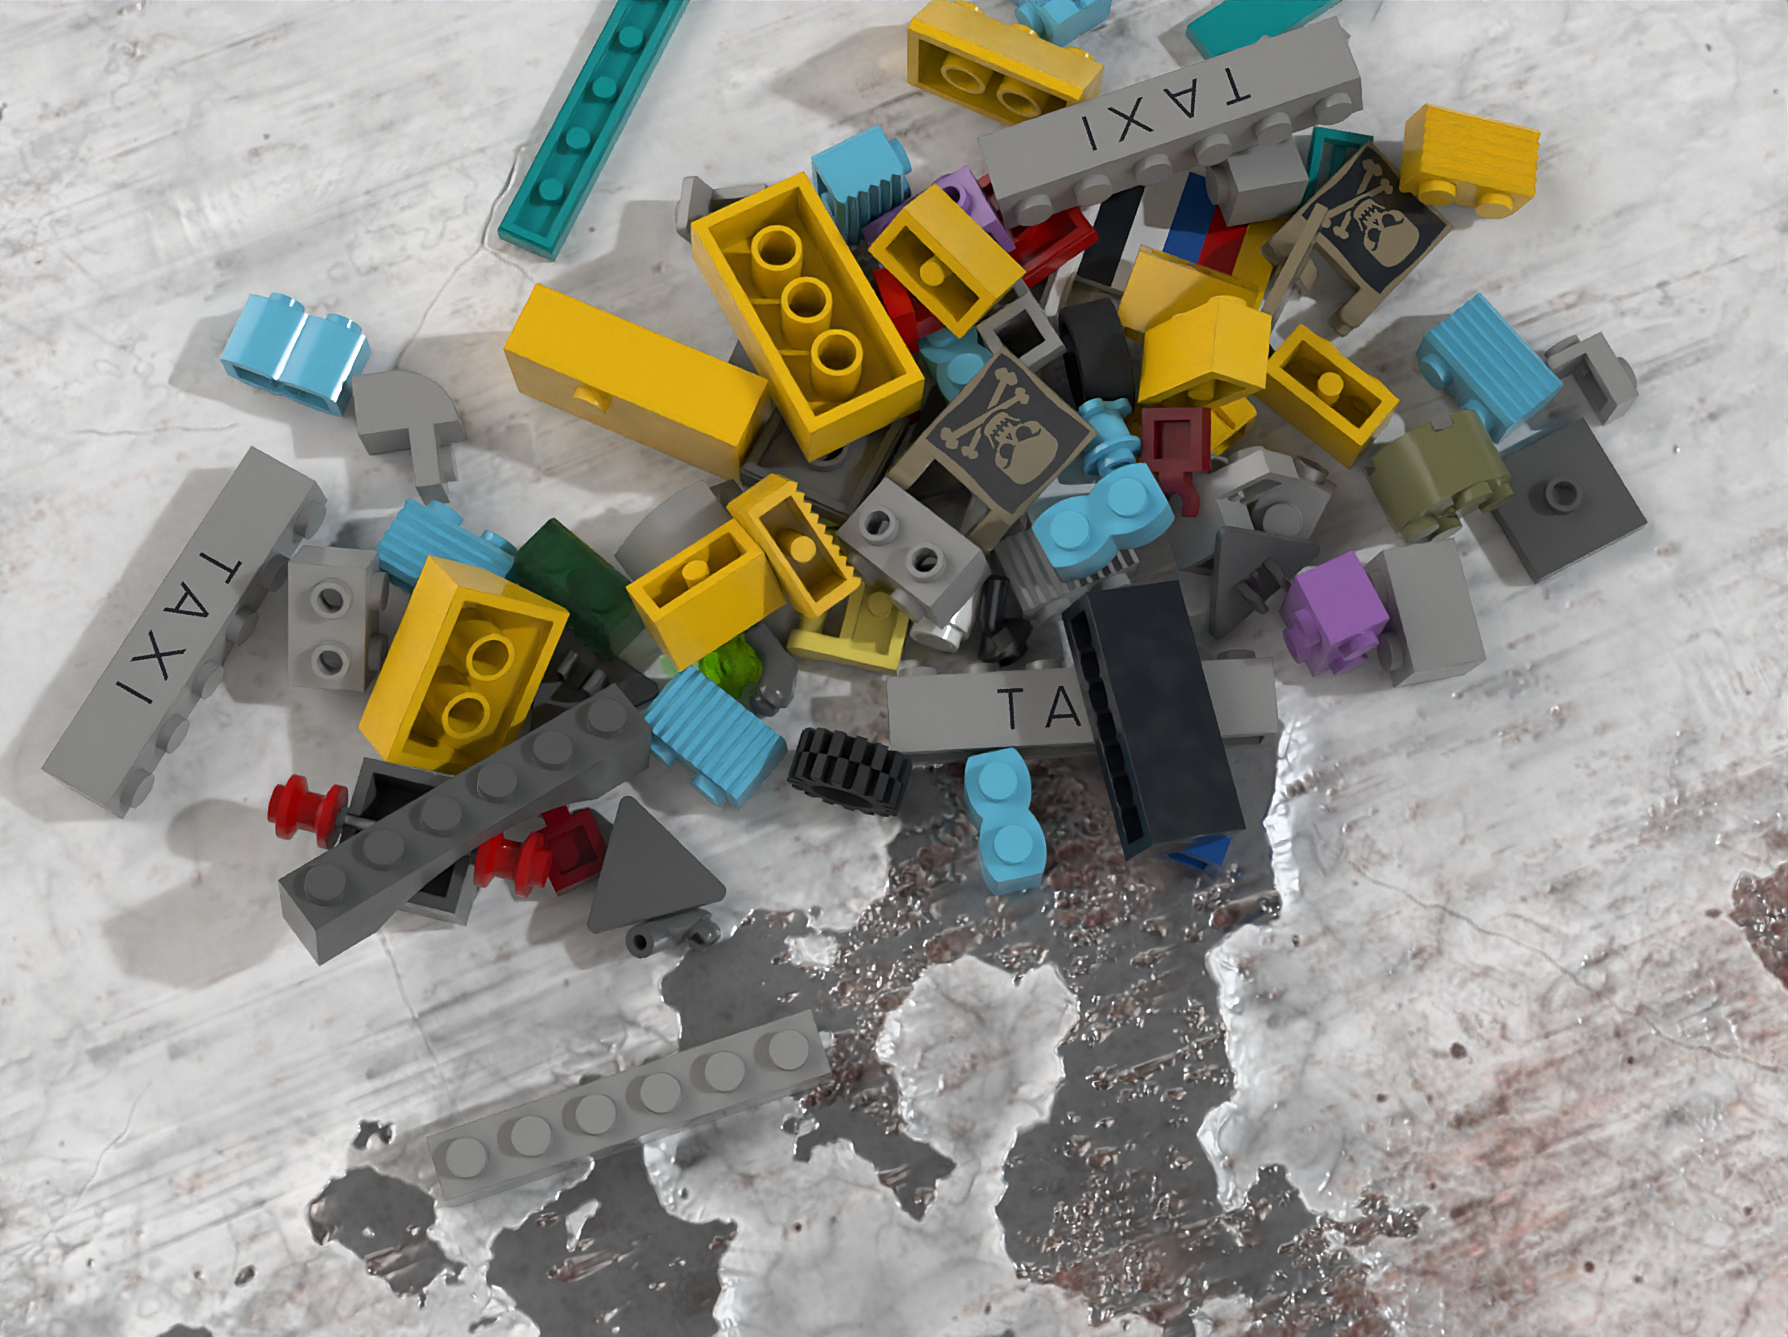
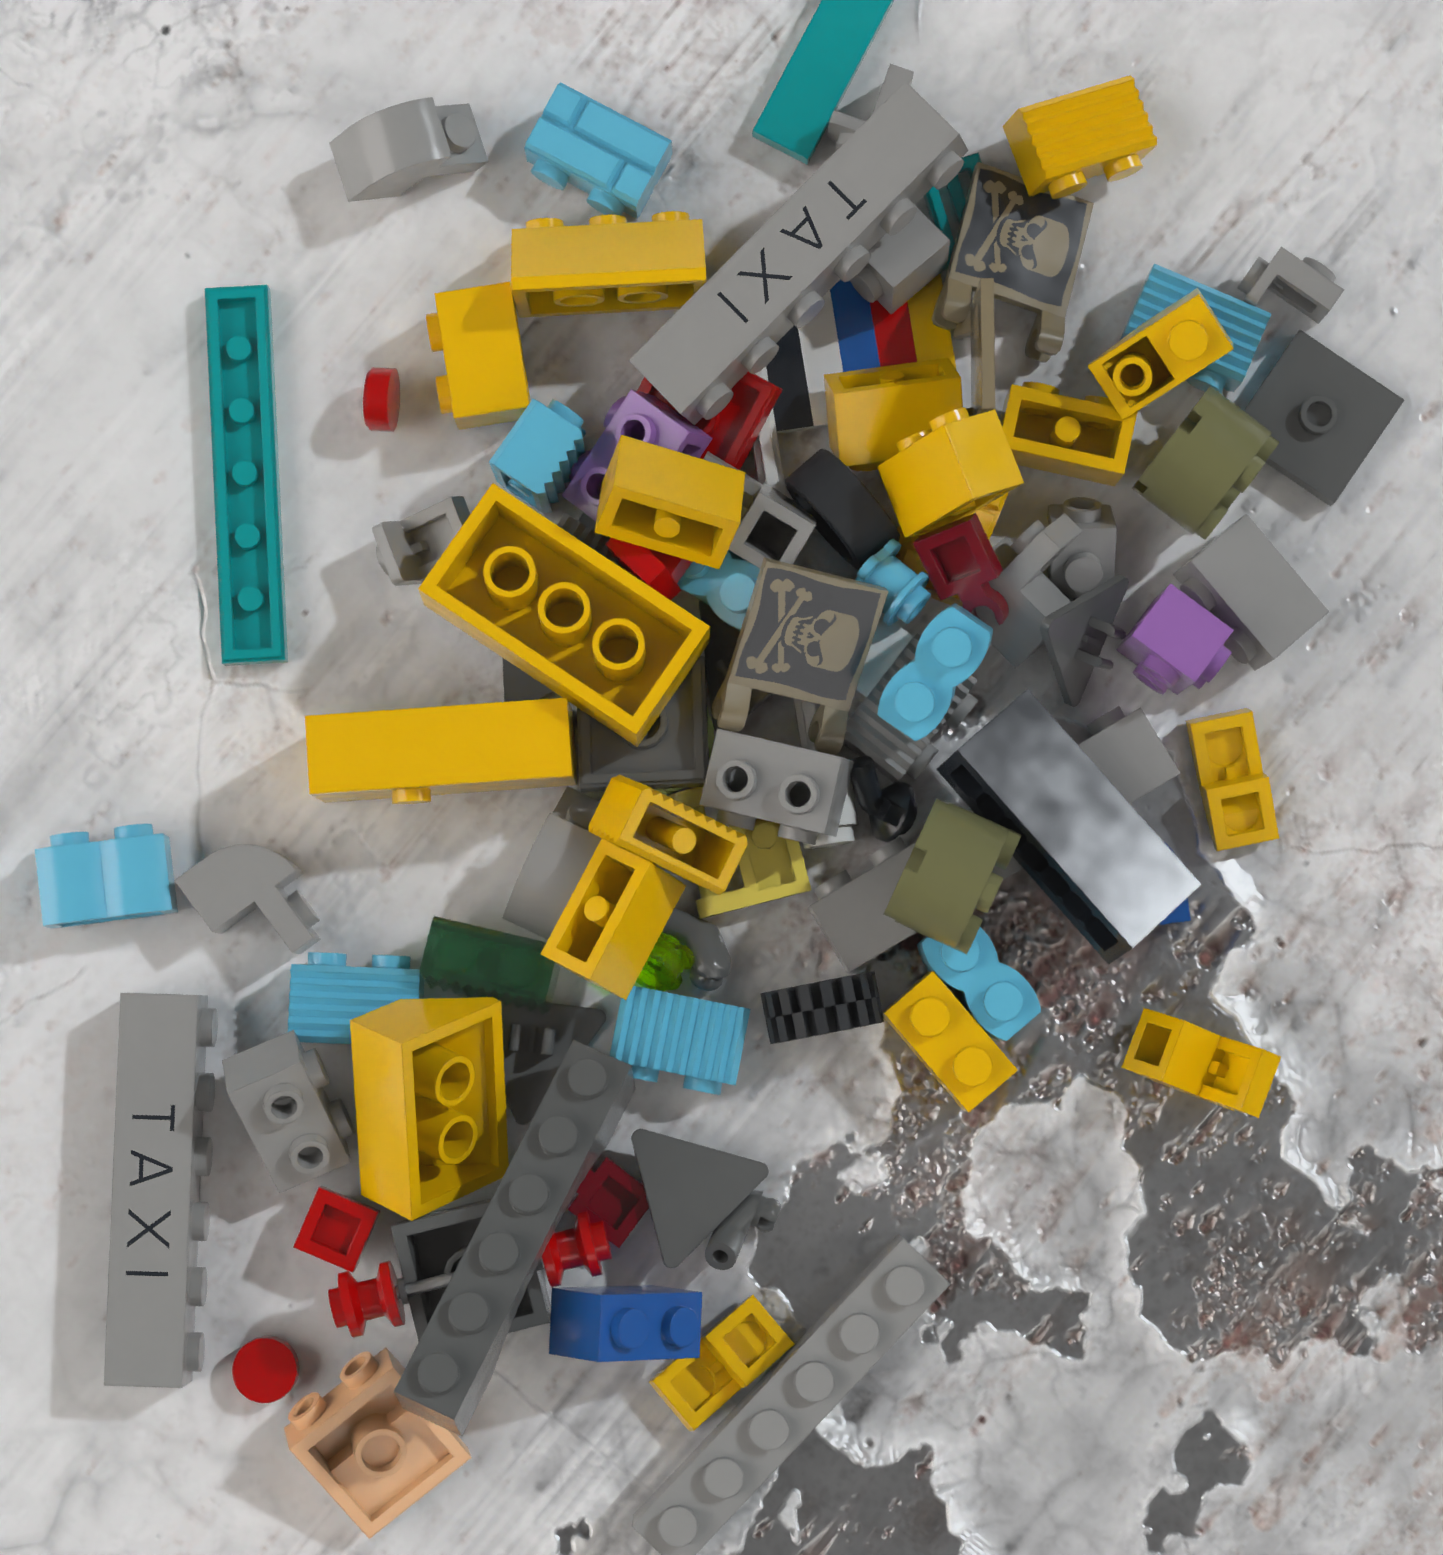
camera: 30 degrees left, 10 degrees up
(190, 839) = (265, 1369): none -> red tile
(240, 953) = (368, 1447): none -> light nougat plate
(319, 744) = (336, 1229): none -> red tile
(522, 953) = (625, 1323): none -> blue brick
(589, 1046) = (729, 1360): none -> yellow slope
(753, 84) = (381, 399): none -> red tile
(857, 81) = (481, 355): none -> yellow brick
(947, 863) = (949, 1041): none -> yellow brick
(1022, 699) = (951, 875): none -> olive brick
(1165, 1000) = (1201, 1062): none -> yellow brick
(1325, 772) = (1232, 779): none -> yellow slope
(1446, 358) = (1161, 354): none -> yellow slope

